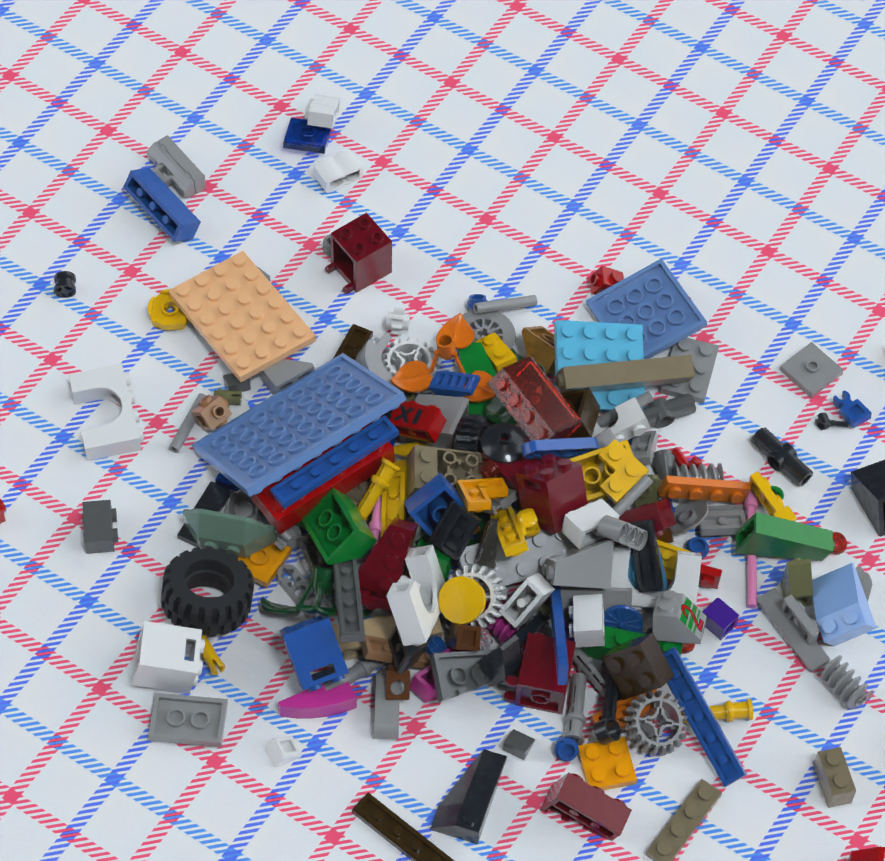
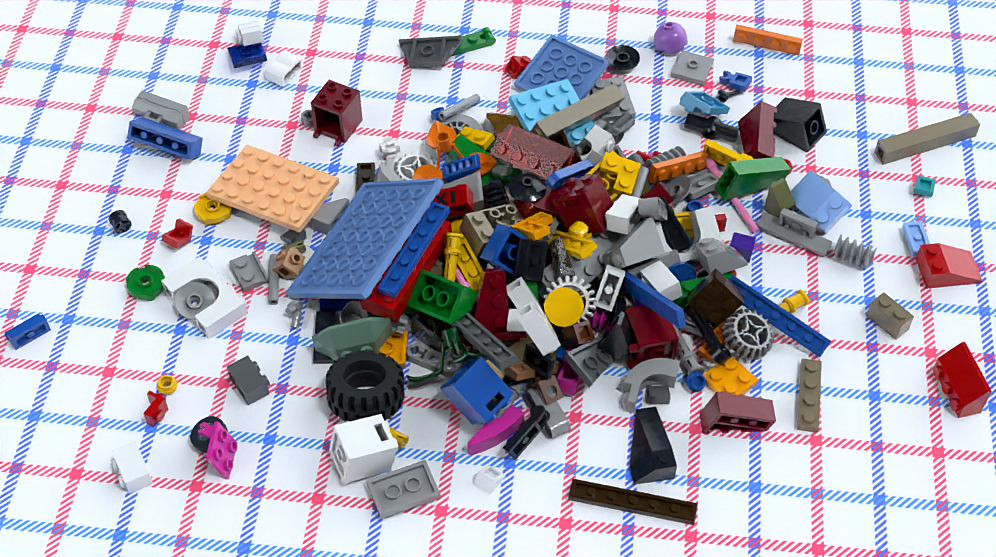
camera: 25 degrees left, 5 degrees down
(14, 488) = (167, 380): none -> yellow plate
(29, 583) = (212, 438): none -> dark pink plate
(54, 378) = (145, 291): none -> green plate
(86, 402) = (189, 293): none -> light grey dish
(116, 328) = (179, 235): none -> red bracket
(168, 402) = (249, 271): none -> light grey plate
(189, 468) = (294, 308): none -> light grey plate
(347, 719) = (527, 432): none -> black hinge
(513, 217) = (429, 50): none -> dark grey wing
(516, 715) = (647, 373): none -> light grey arch
(570, 225) = (475, 41): none -> green plate
(735, 315) = (623, 57): none -> black dish
(787, 423) = (702, 103): none -> dark azure plate
(806, 321) = (670, 38): none -> medium lavender cylinder
(825, 488) = (757, 131): none -> dark red wedge

